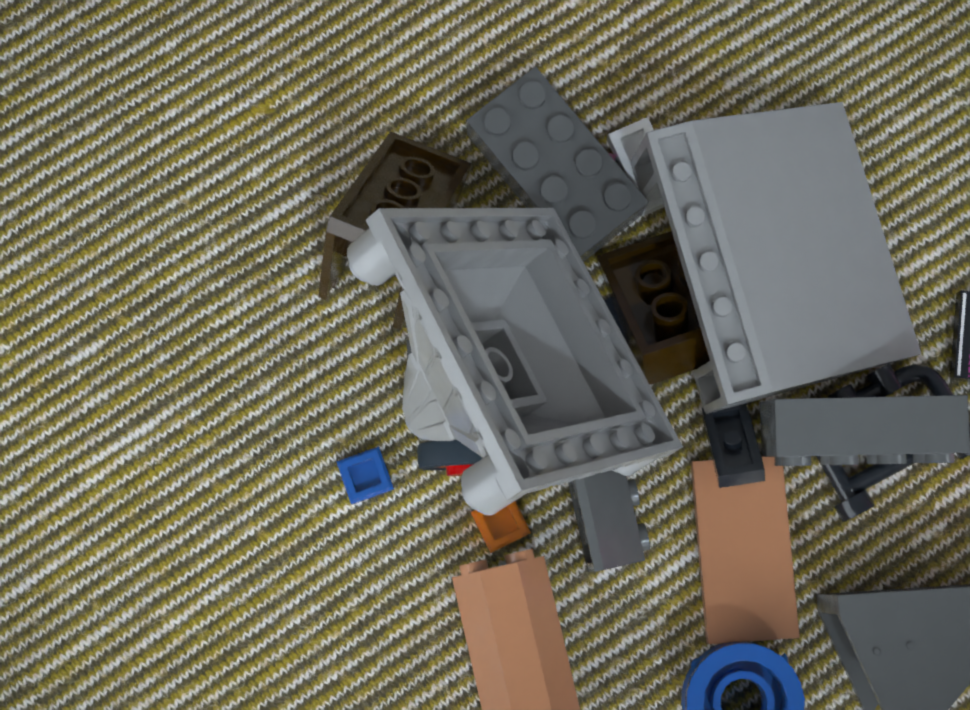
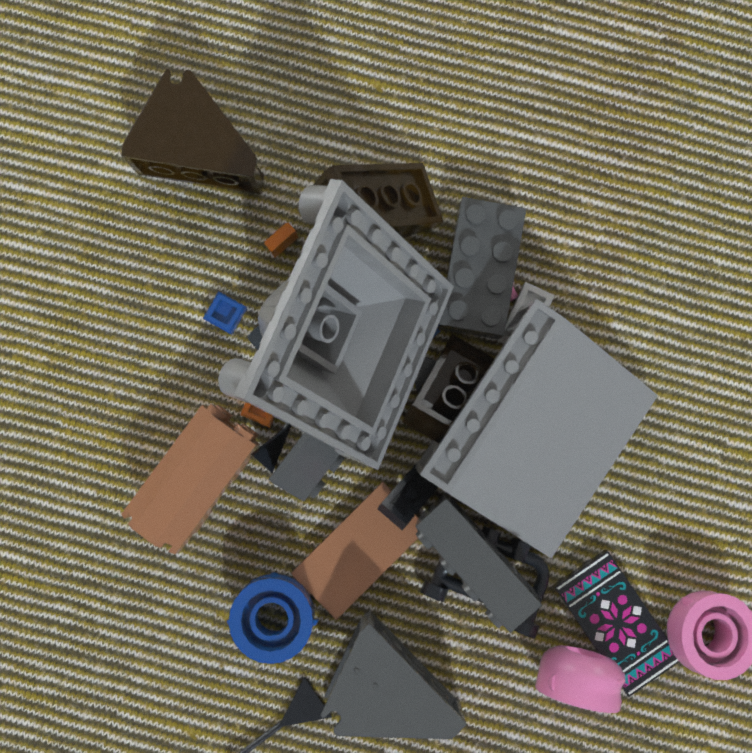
camera: 50 degrees right, 5 degrees up
(156, 346) = (190, 140): none -> dark brown ladder
(341, 347) = (281, 239): none -> orange tile
(559, 555) = (270, 450): none -> black piece

